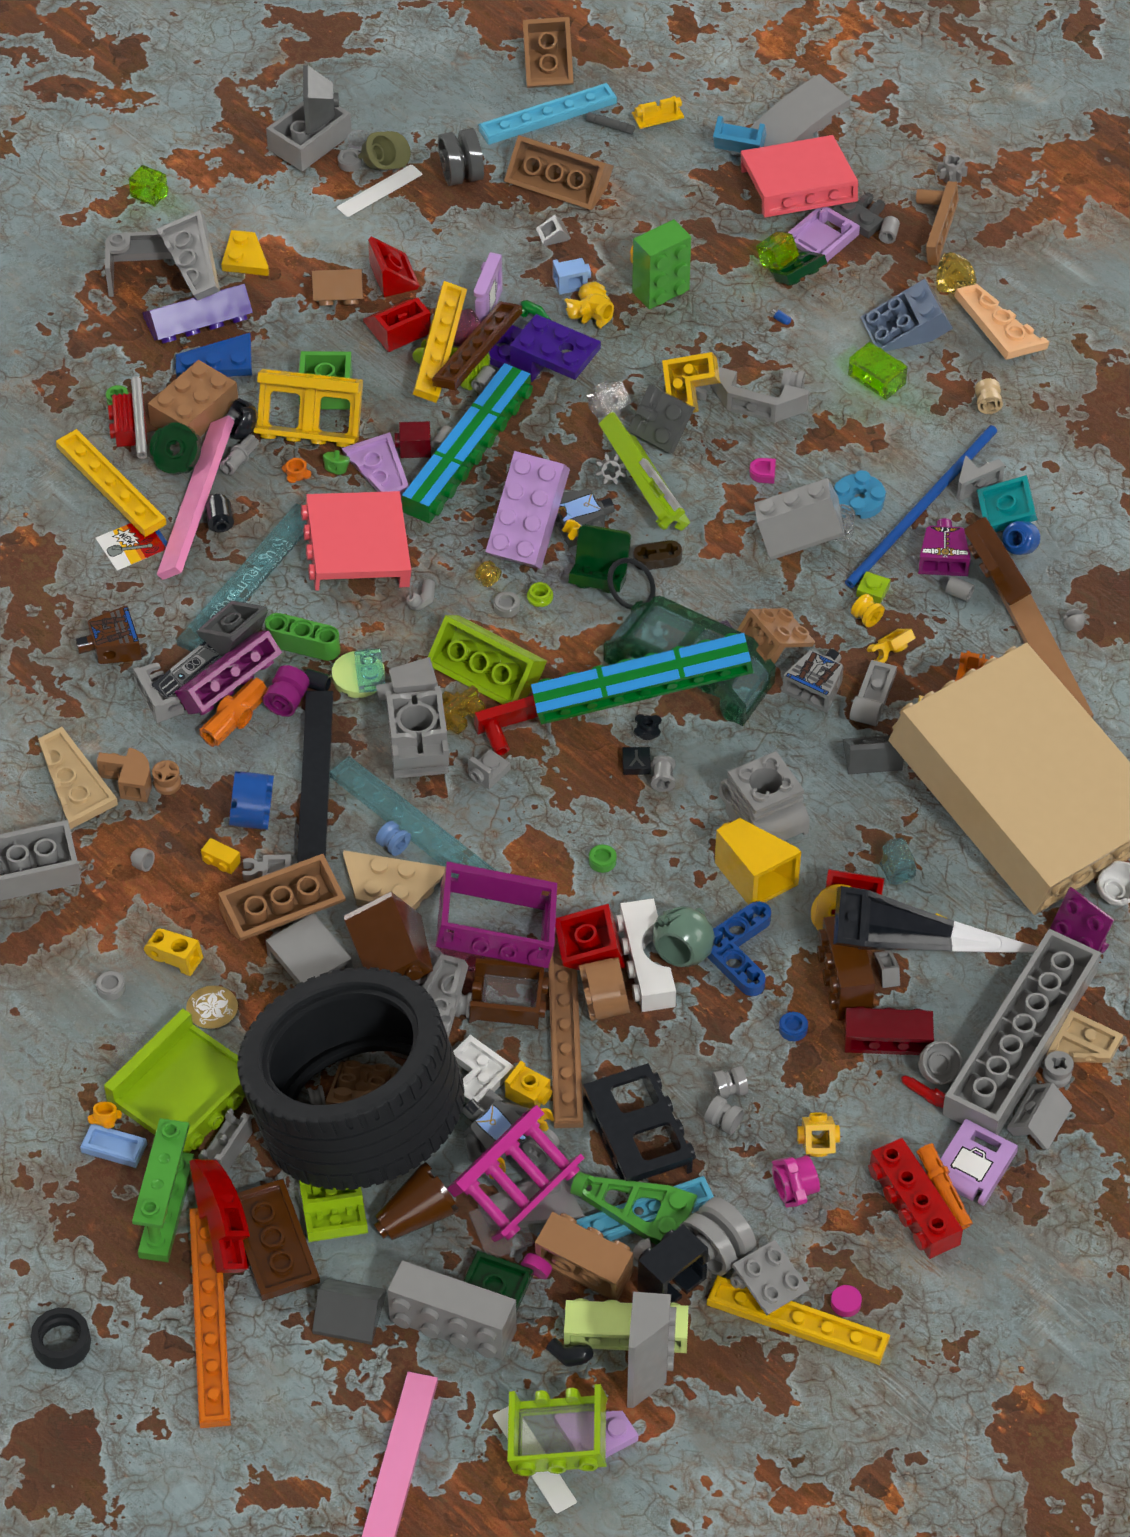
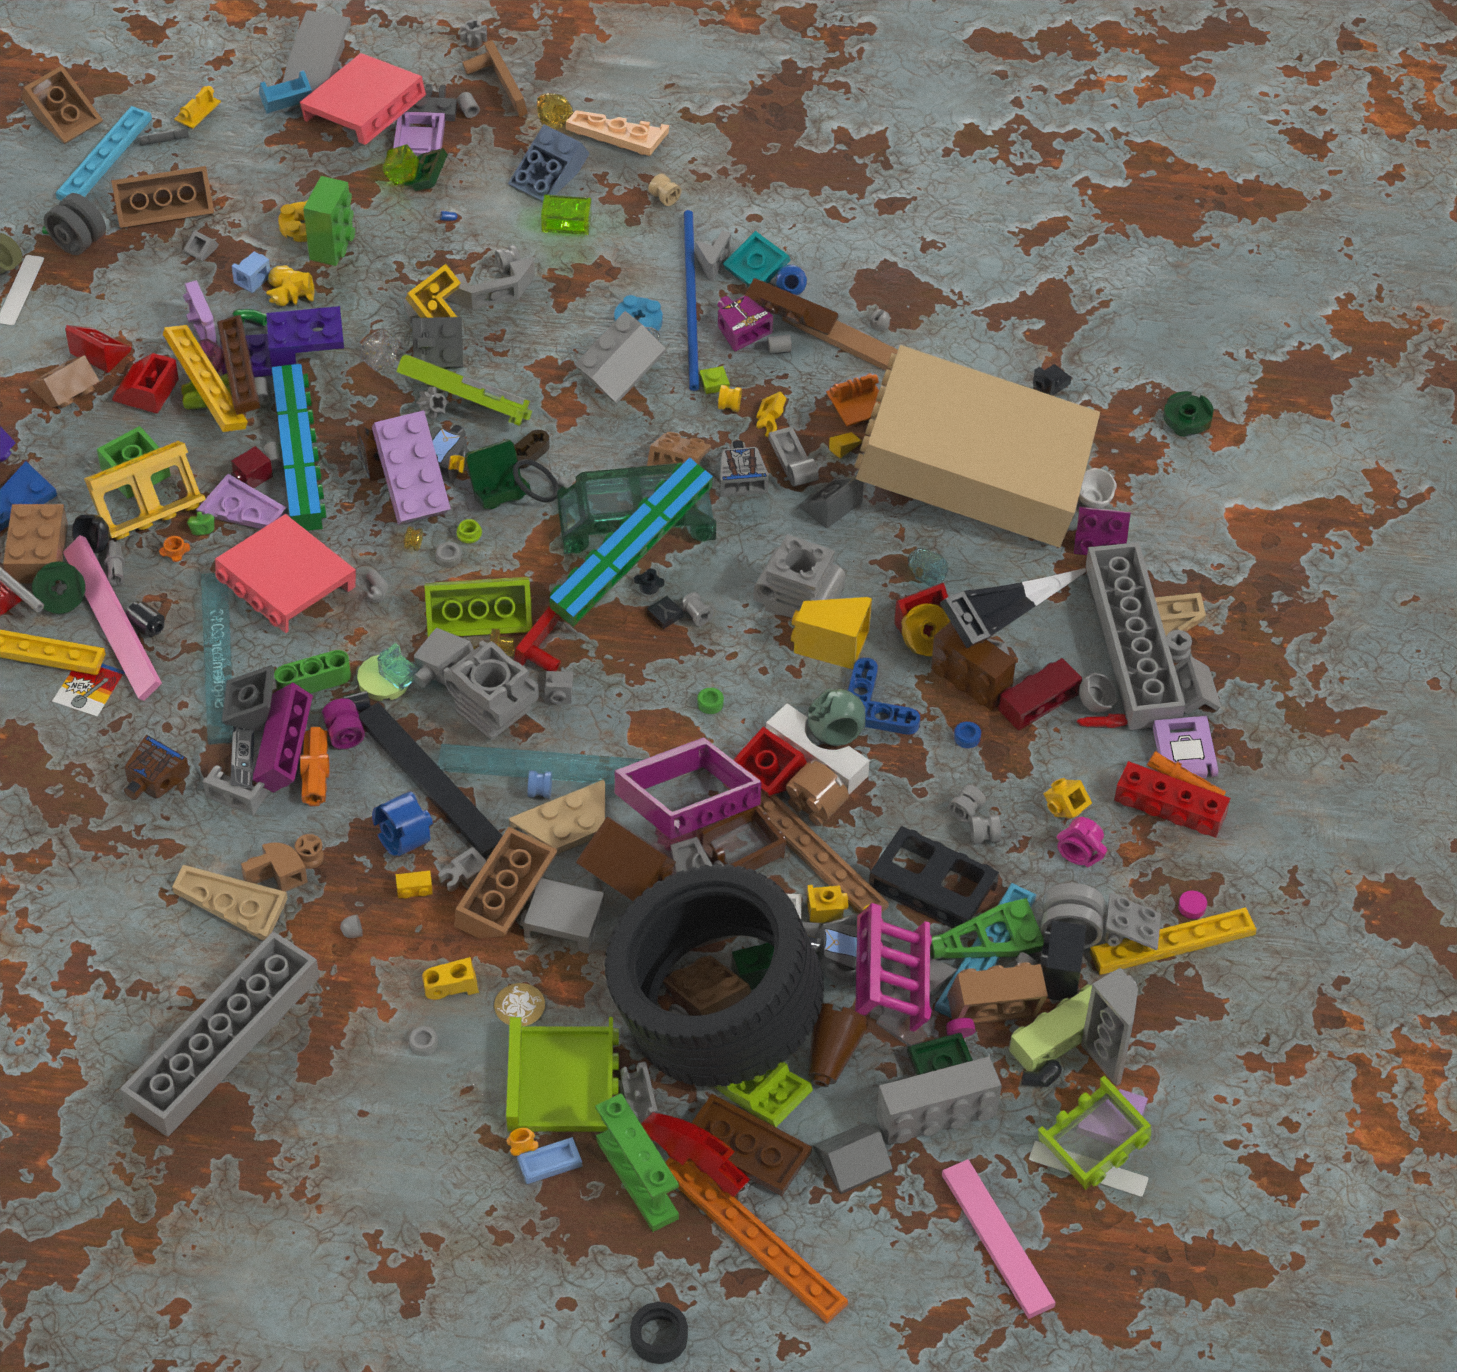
camera: 40 degrees left, 0 degrees up
(763, 470) = (547, 339): dark pink tile -> none

